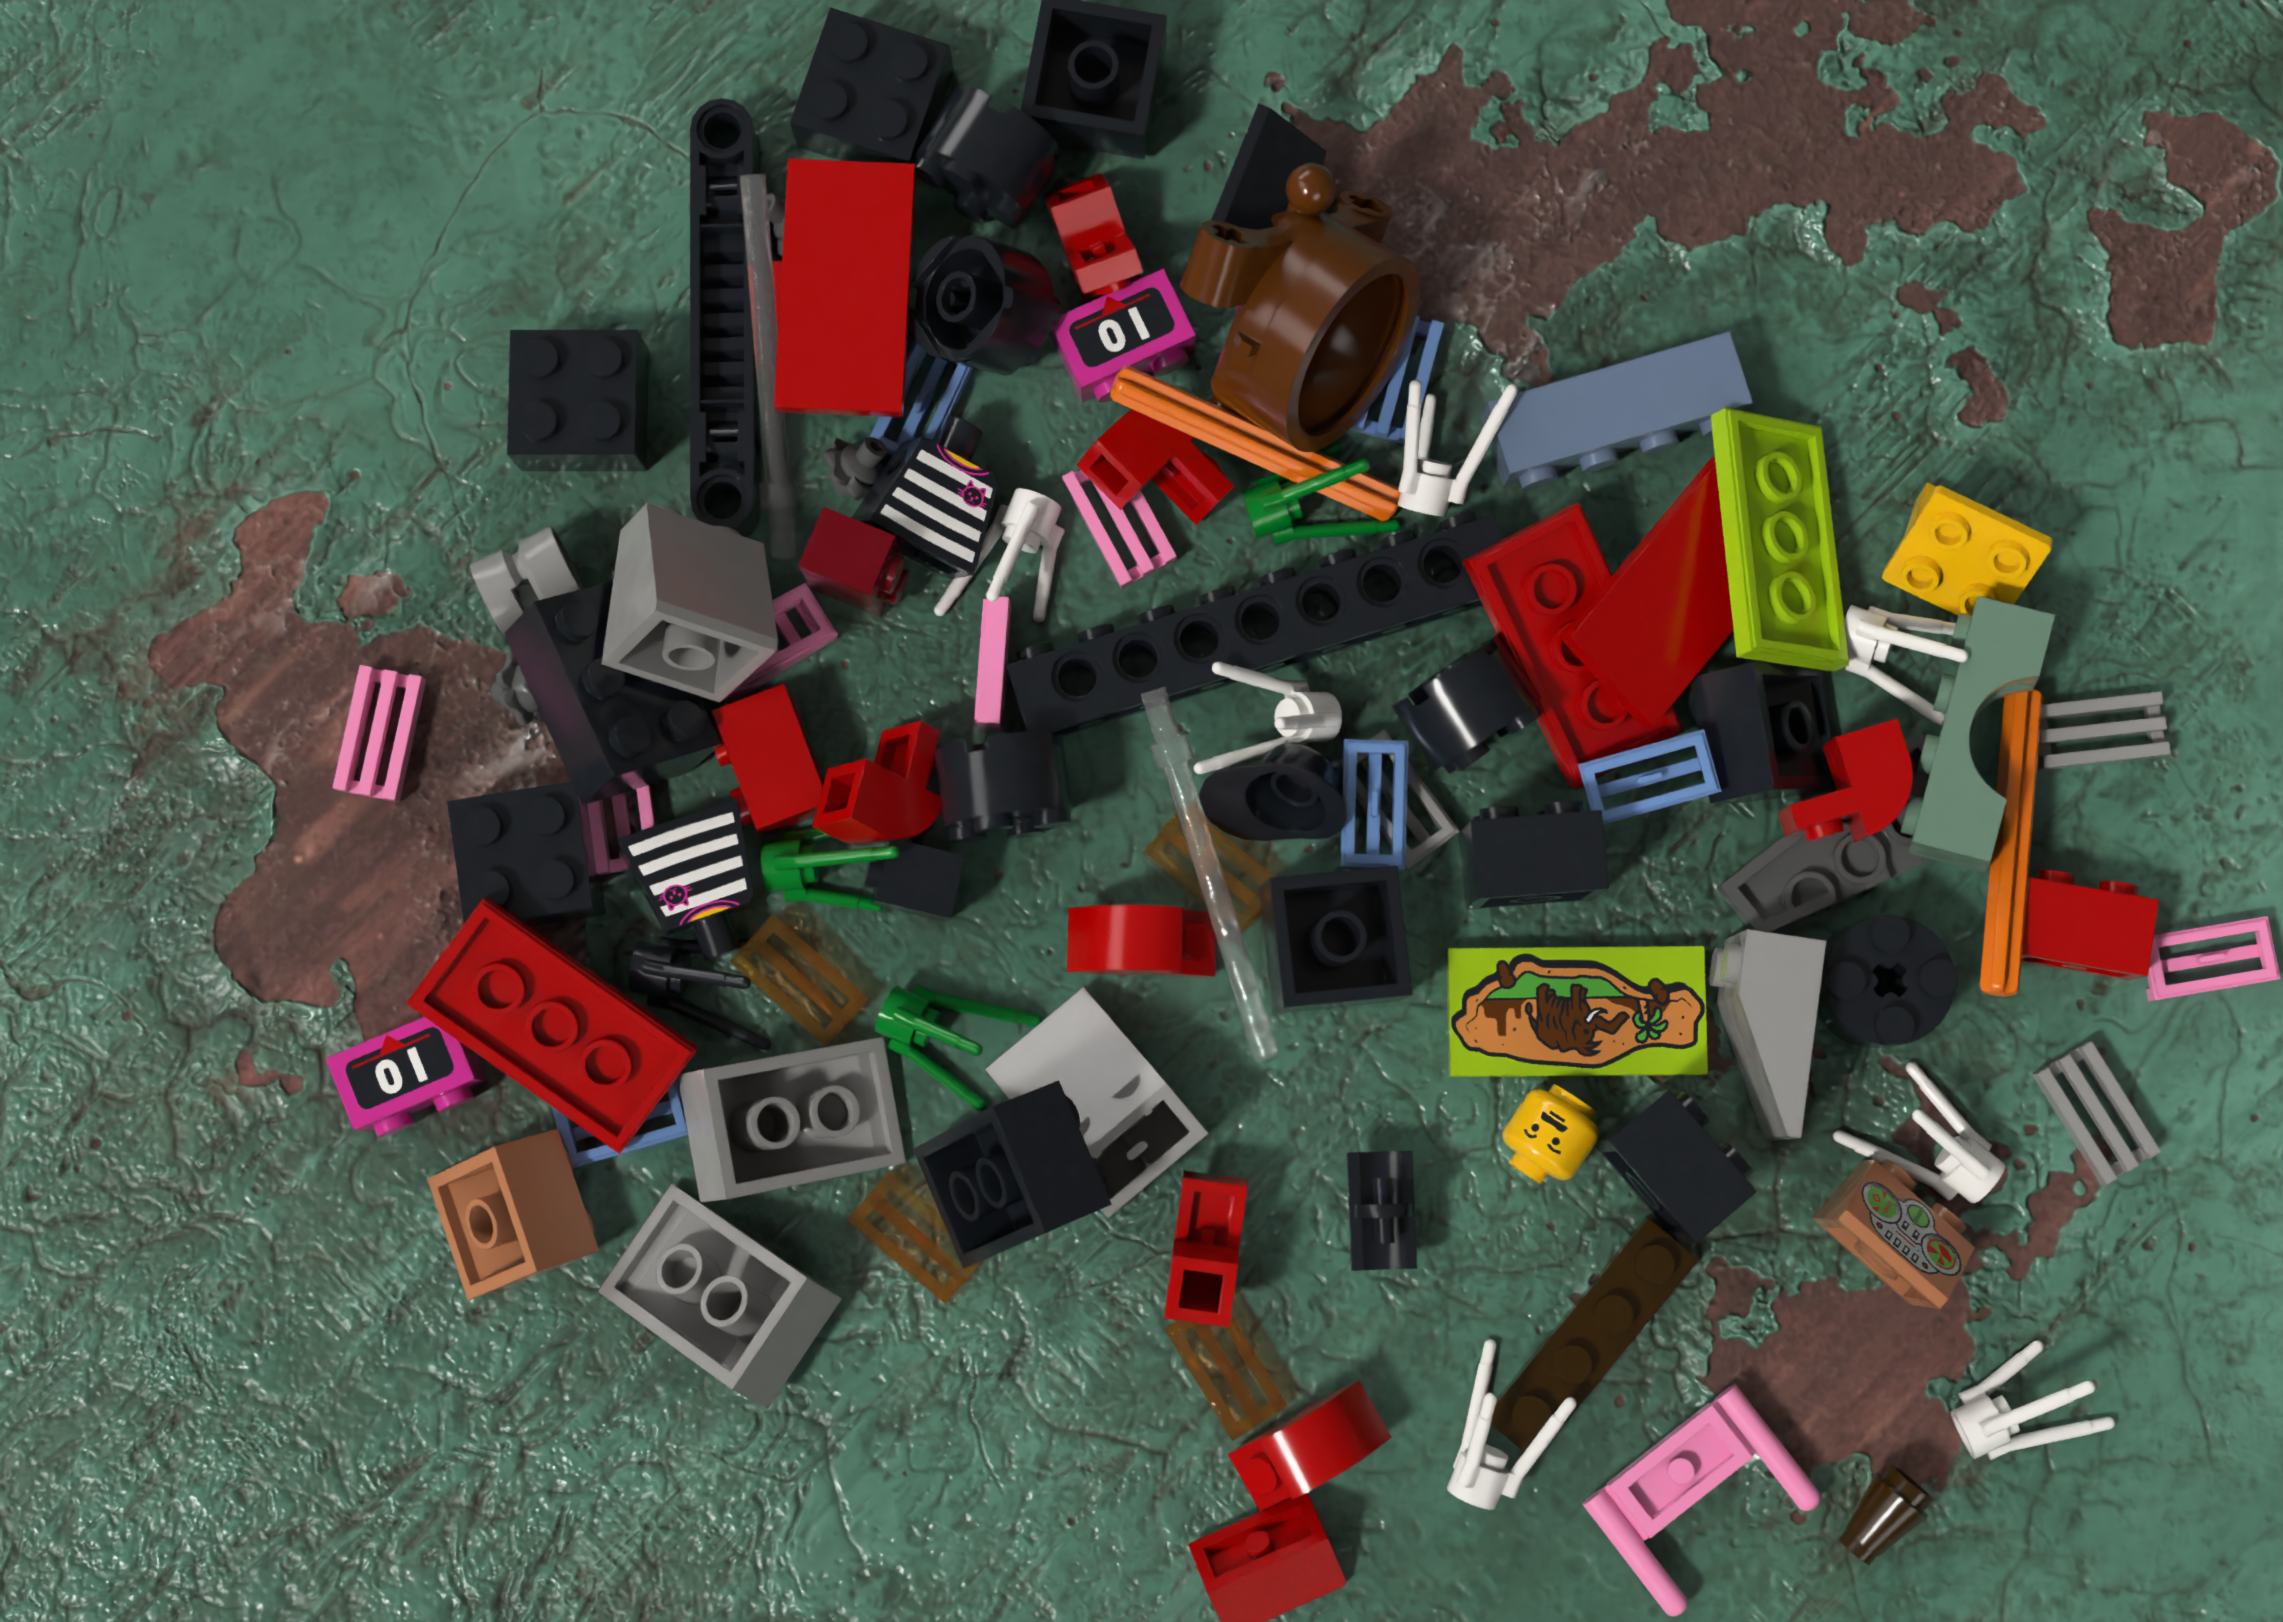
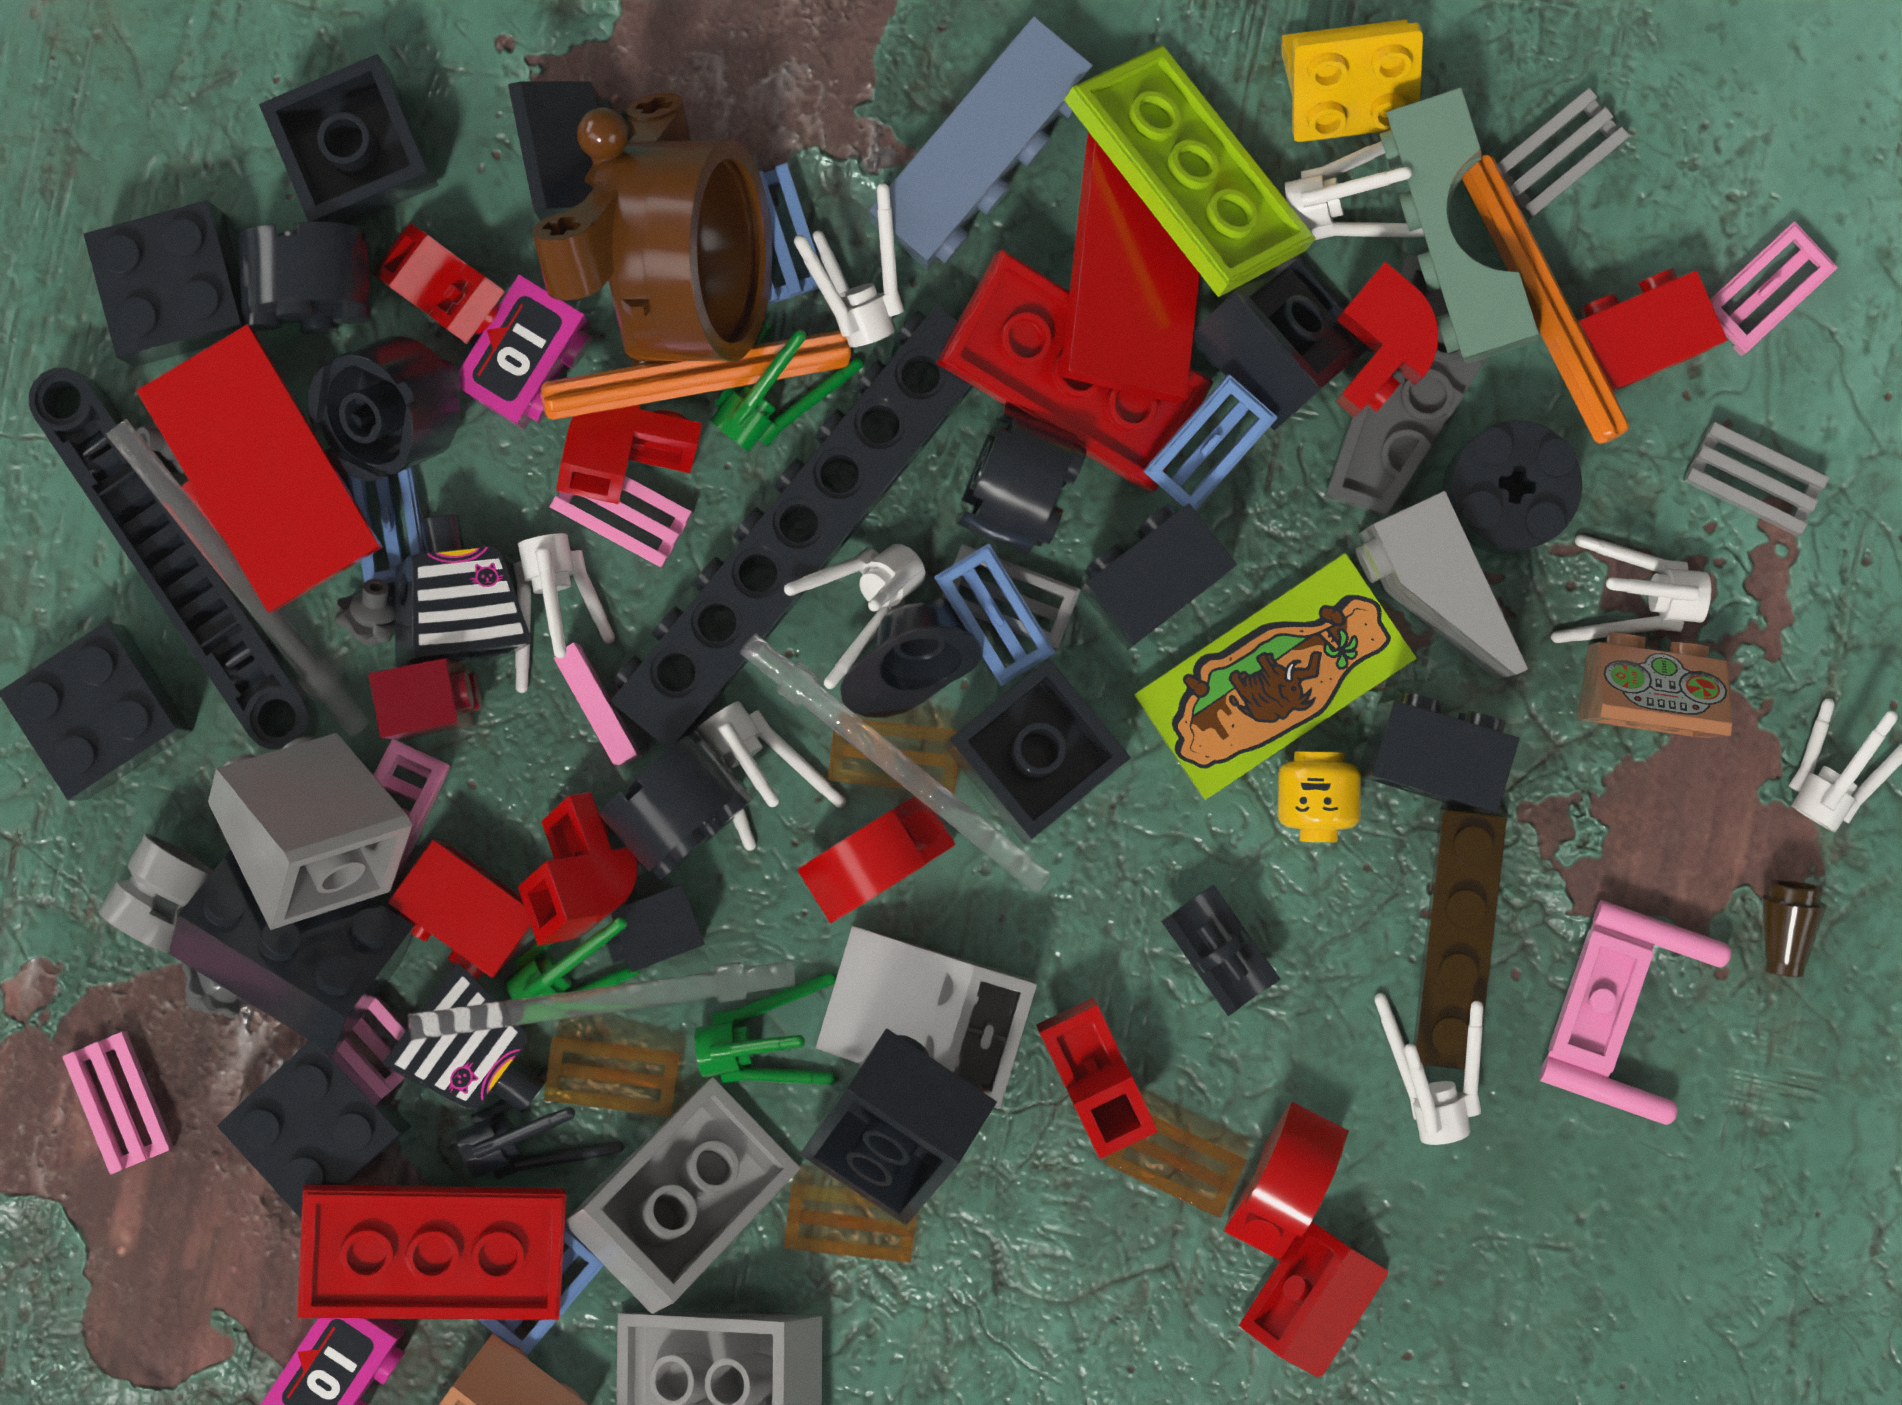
camera: 35 degrees left, 5 degrees up
(947, 964) = (726, 982): none -> clear bar
(1089, 766) = (734, 738): none -> white plant

